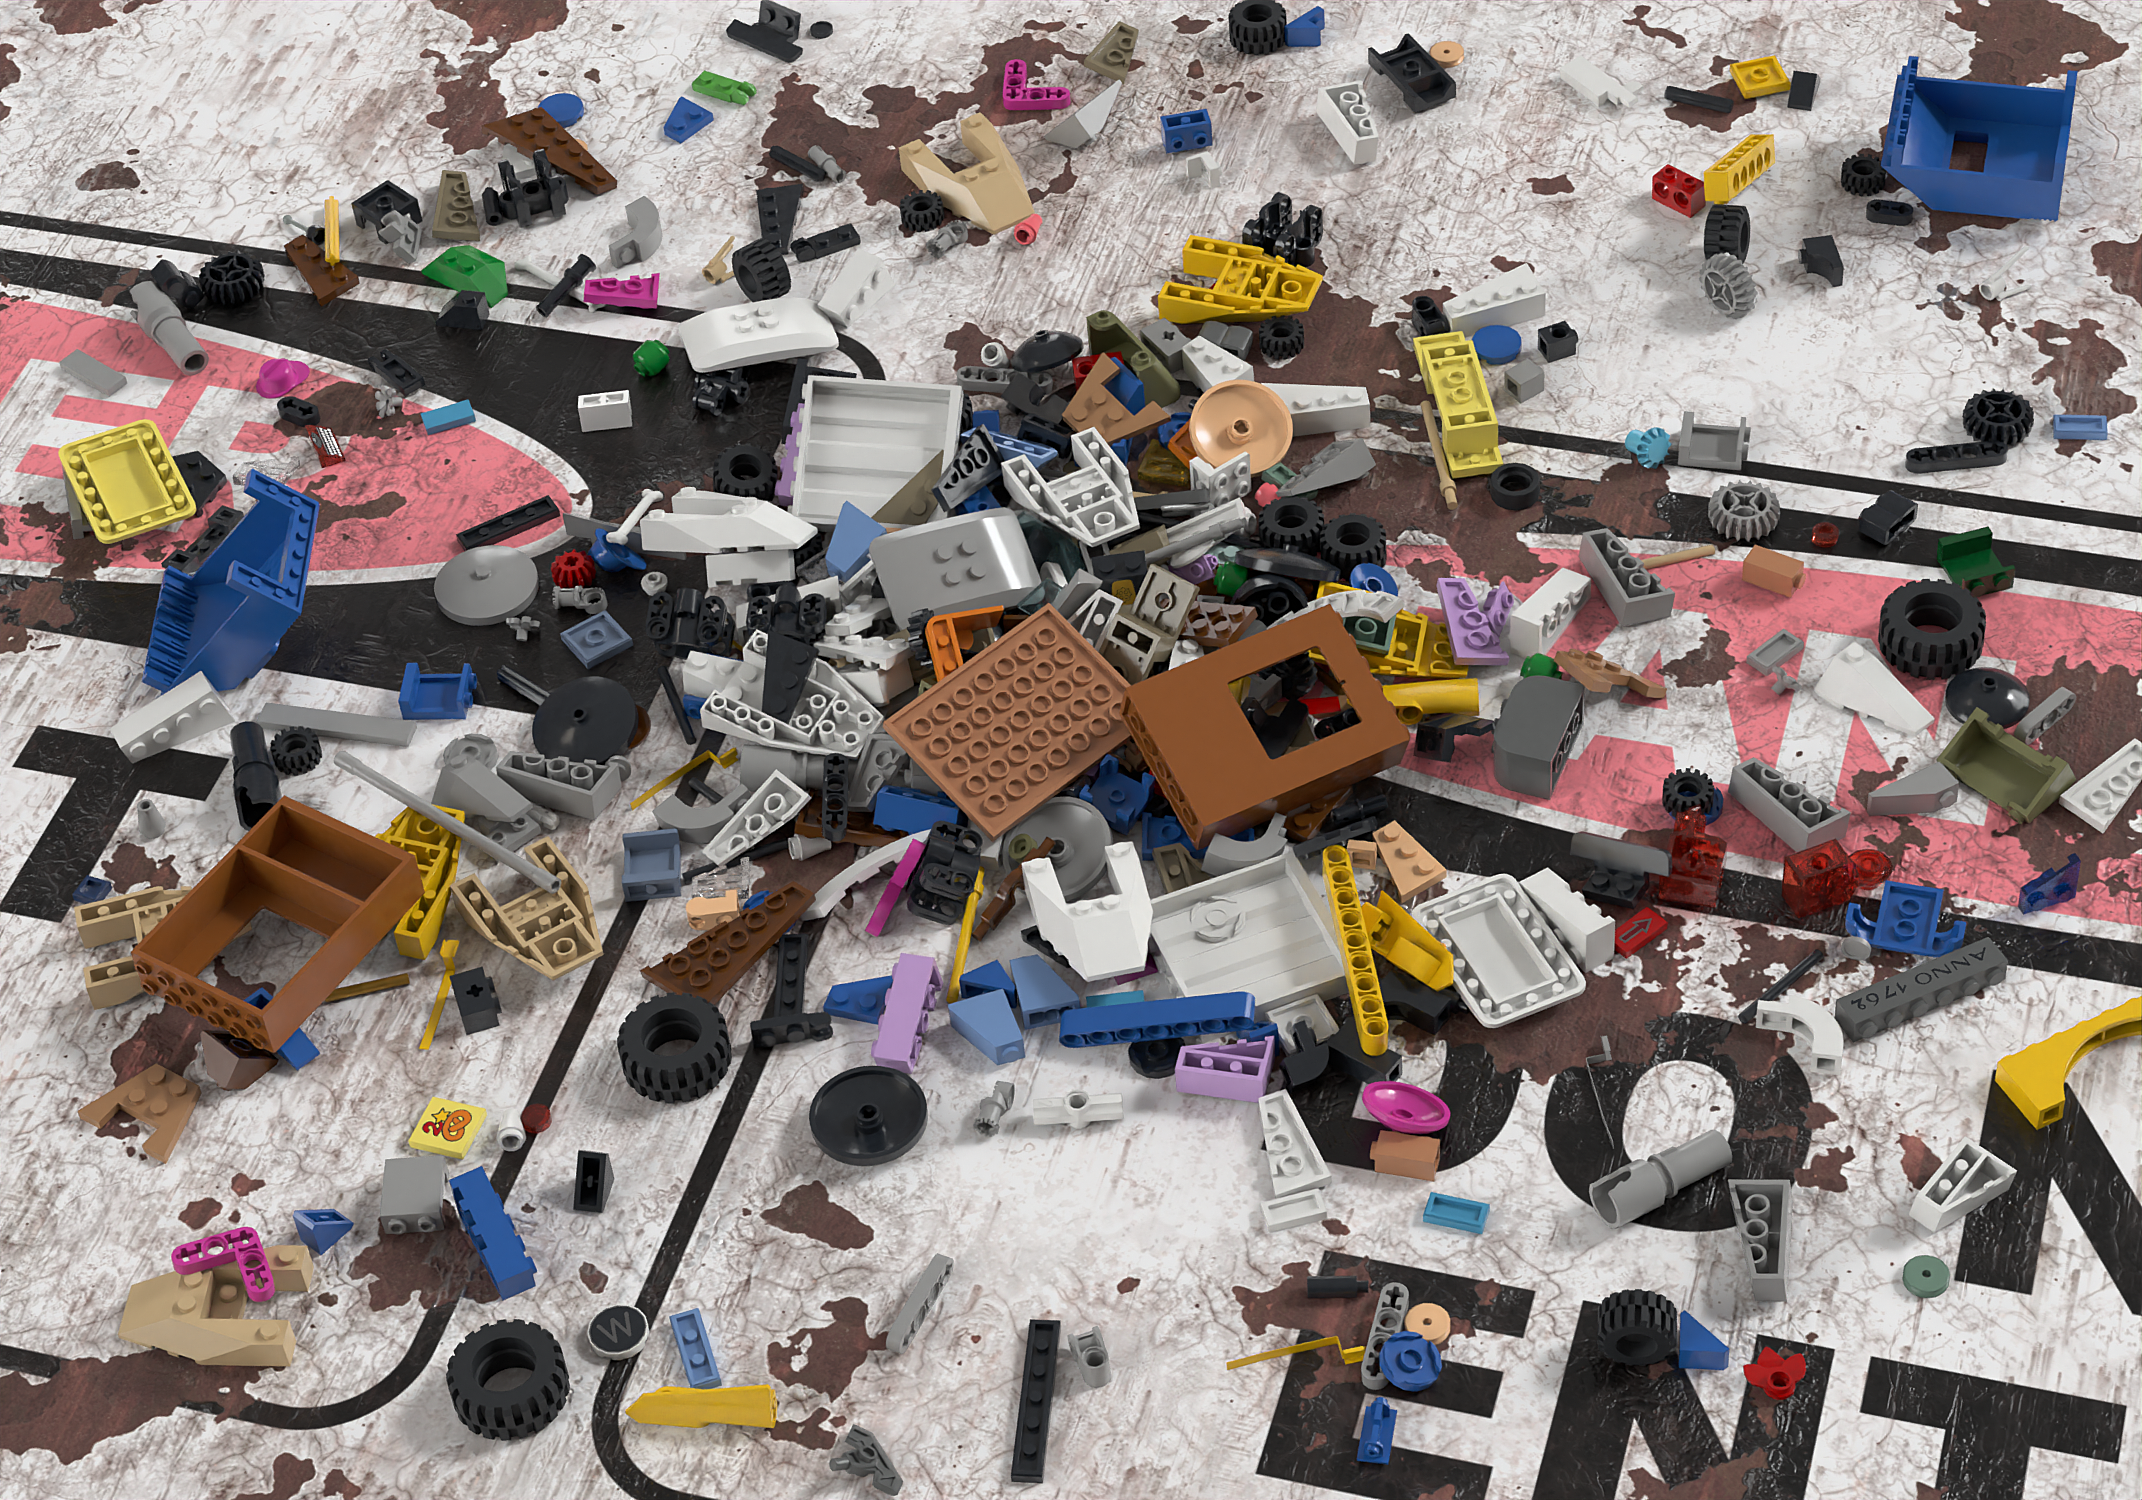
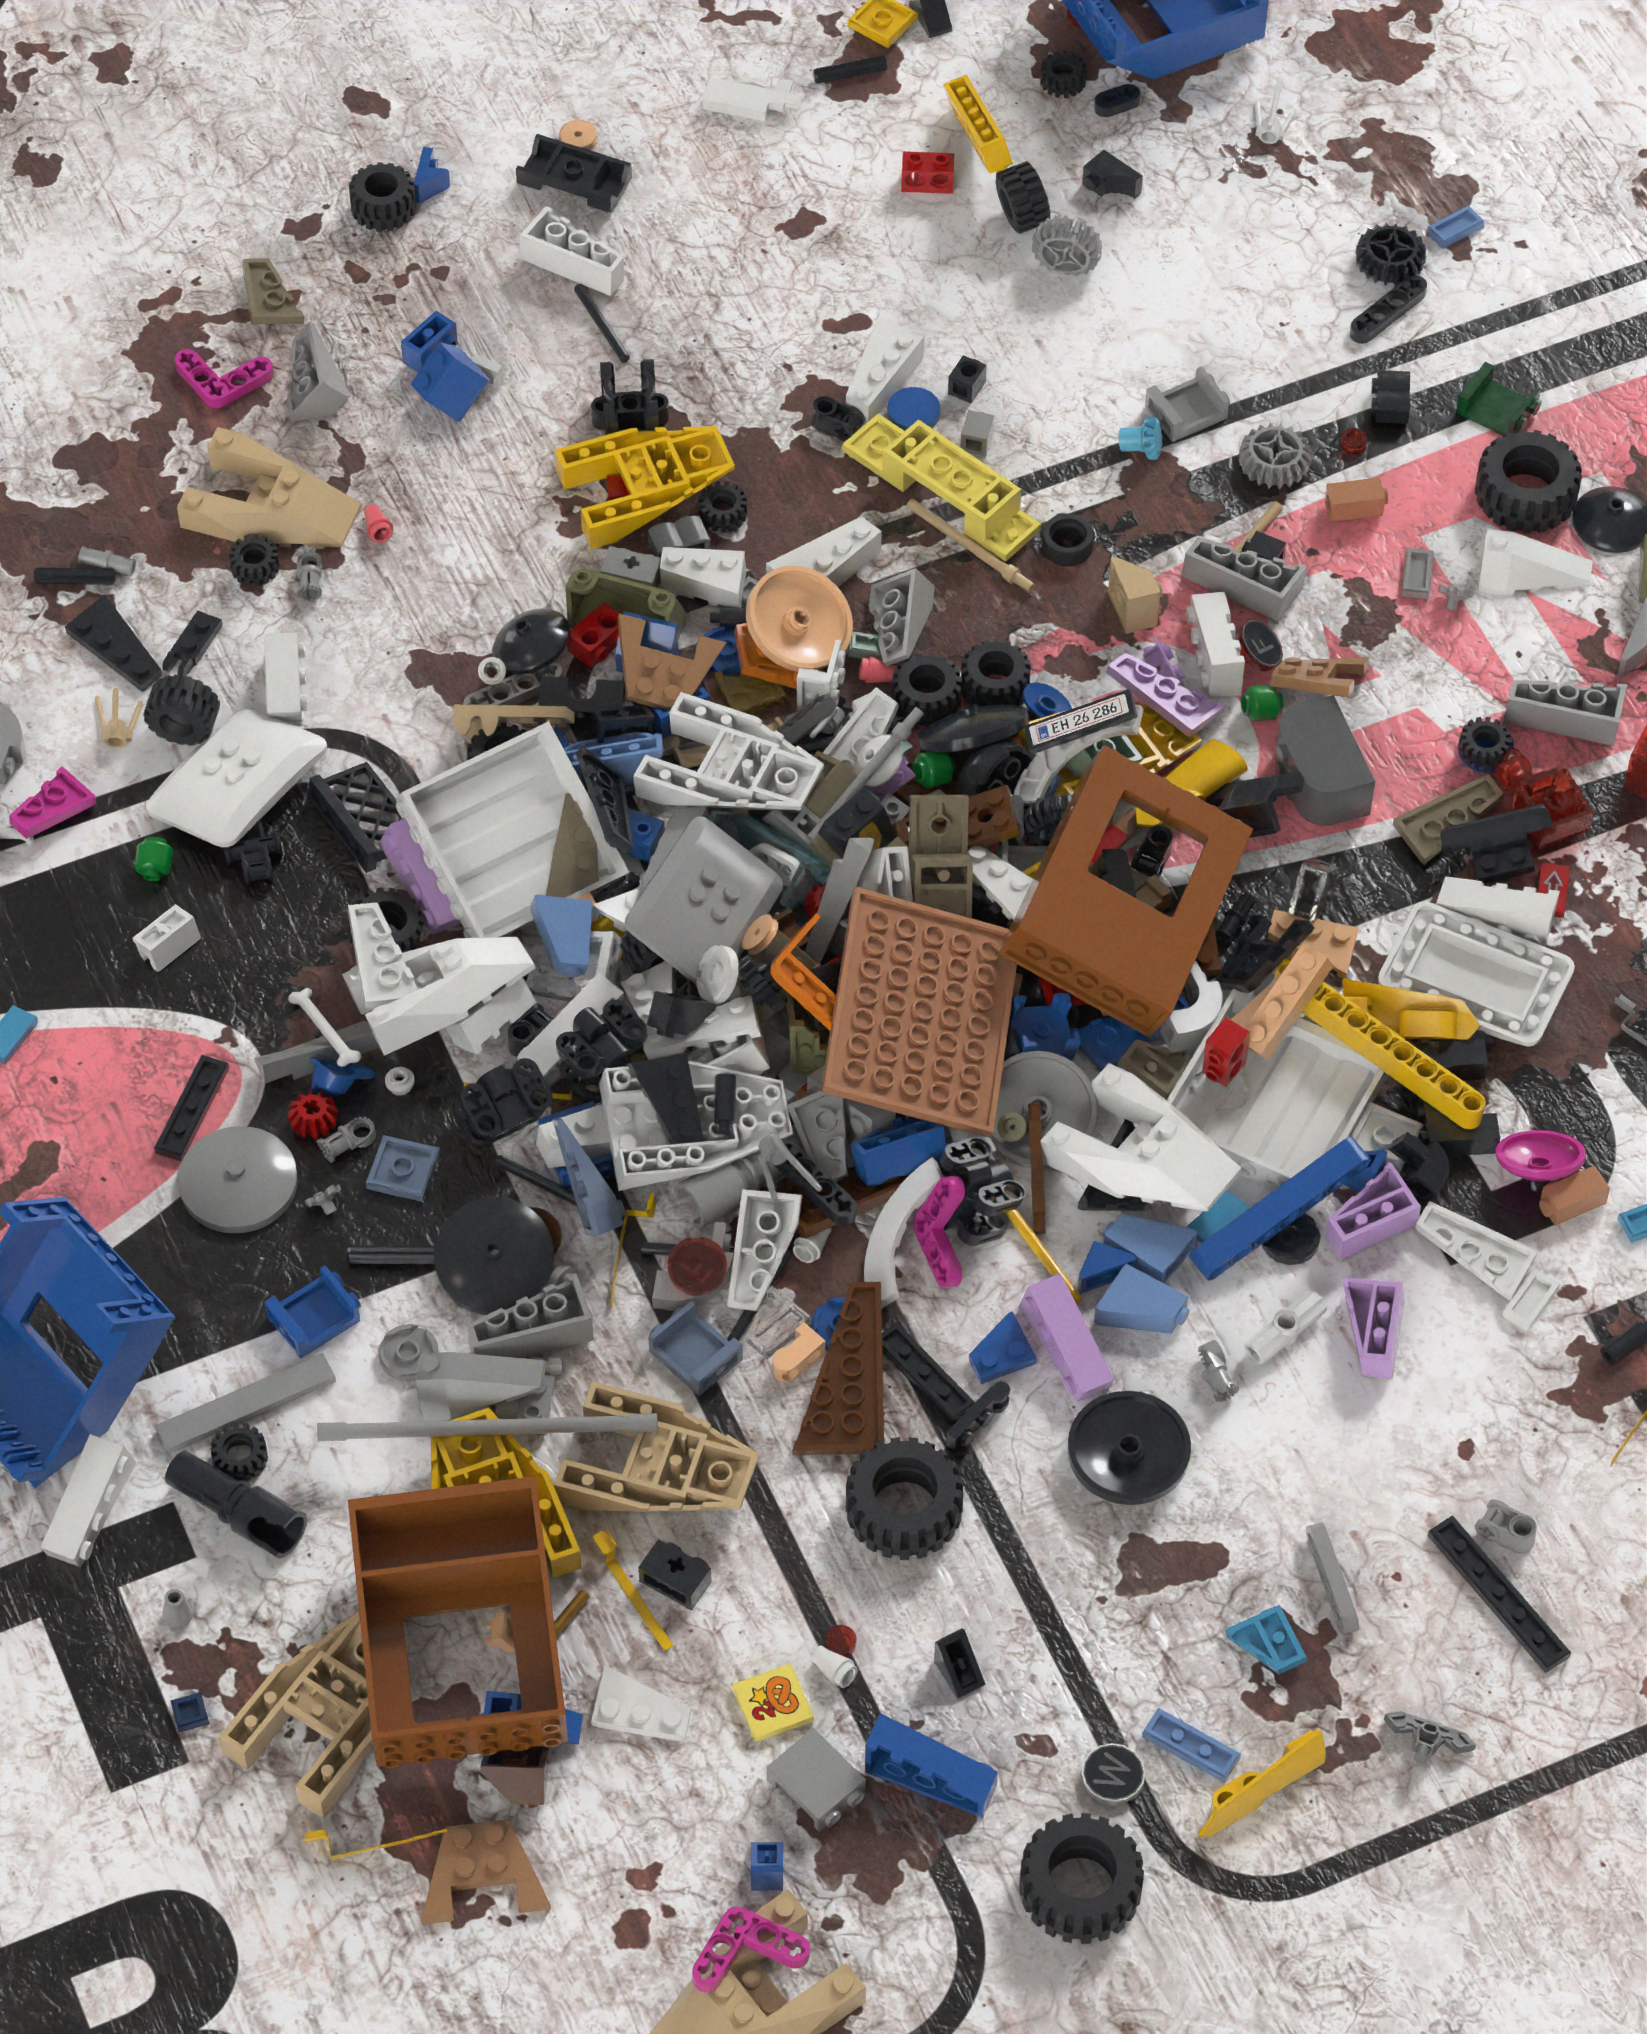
camera: 45 degrees left, 10 degrees up
(75, 1015) = (322, 1834): none -> yellow piece
(358, 1073) = (637, 1709): none -> white wing
(680, 724) = (593, 1196): none -> sand blue wedge
(699, 806) = (697, 1266): none -> clear red tile
(704, 483) = (378, 958): none -> white wing
(819, 756) = (776, 1152): none -> light grey plant
(821, 702) = (725, 1102): none -> black cylinder
(828, 1315) = (1269, 1640): none -> dark azure wing
(849, 624) = (677, 1013): none -> black slope
(902, 613) = (718, 974): none -> white tile
(974, 605) = (759, 934): none -> light nougat piece
(975, 389) = (472, 718): none -> tan hinge
(1144, 1148) = (1376, 1322): none -> lavender wedge
(1170, 158) = (450, 381): none -> blue slope
(1224, 883) = (1225, 1052): none -> red brick
(1303, 871) = (1281, 1002): none -> light nougat wedge
(1329, 178) = (601, 322): none -> black bar
(1351, 591) = (1080, 721): none -> tile
(1433, 817) = (1313, 883): none -> clear smoke torso
(1515, 546) = (1134, 595): none -> tan slope
(1581, 629) = (1259, 645): none -> tile
(1631, 828) = (1467, 803): none -> dark tan wing
(1663, 567) = (1265, 546): none -> black brick

